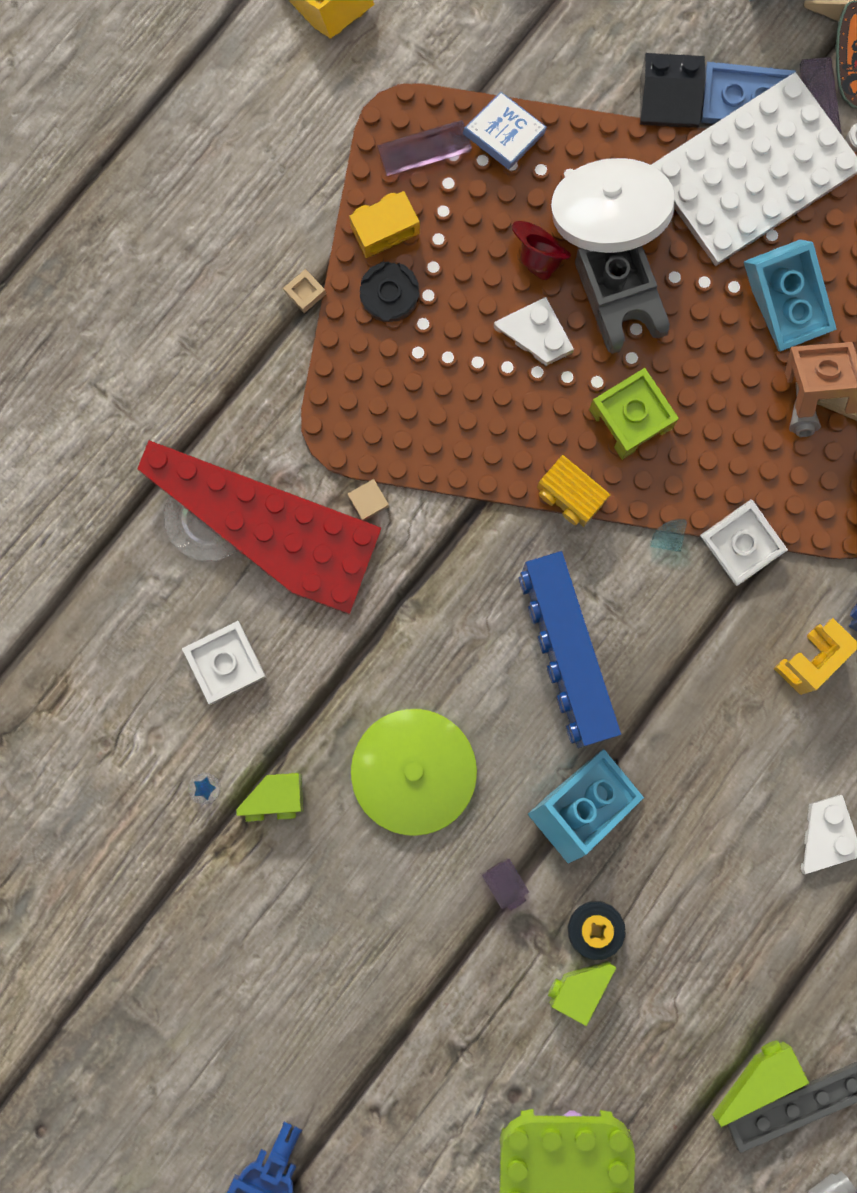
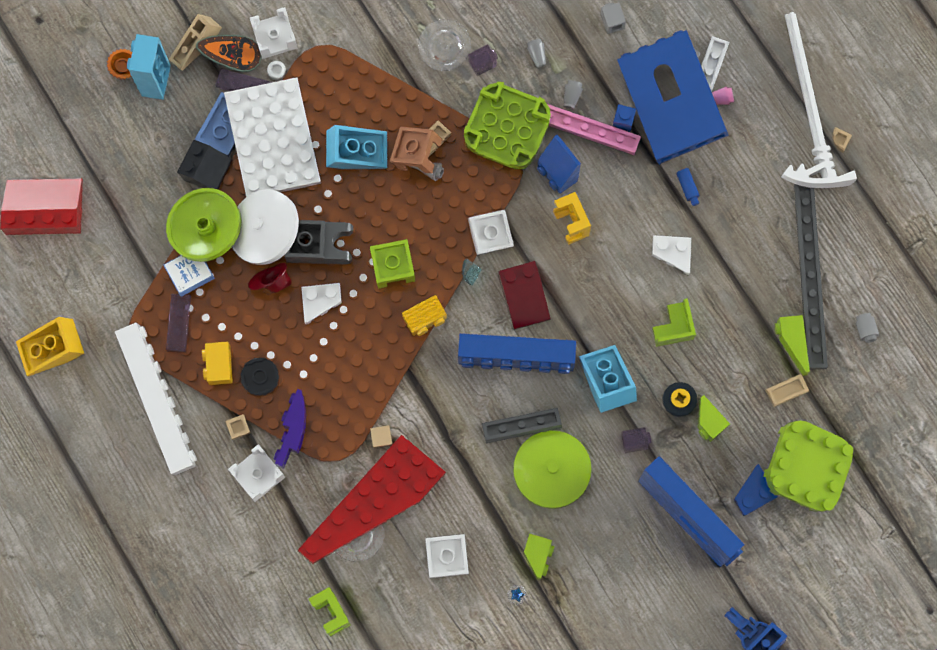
camera: 70 degrees left, 5 degrees down
(84, 530) = (328, 597): none -> lime panel
(246, 343) = (257, 473): none -> white panel
(301, 159) = (155, 398): none -> white brick
(340, 367) = (295, 421): none -> dark purple slope
(413, 1021) = (691, 512): none -> blue panel
(462, 701) = (521, 425): none -> dark grey plate
(494, 1100) = (754, 492): none -> blue wing
(582, 120) = (203, 224): none -> lime dish
(665, 629) = (524, 295): none -> dark red slope
(677, 1098) = (787, 390): none -> tan tile
(713, 890) = (680, 327): none -> lime panel

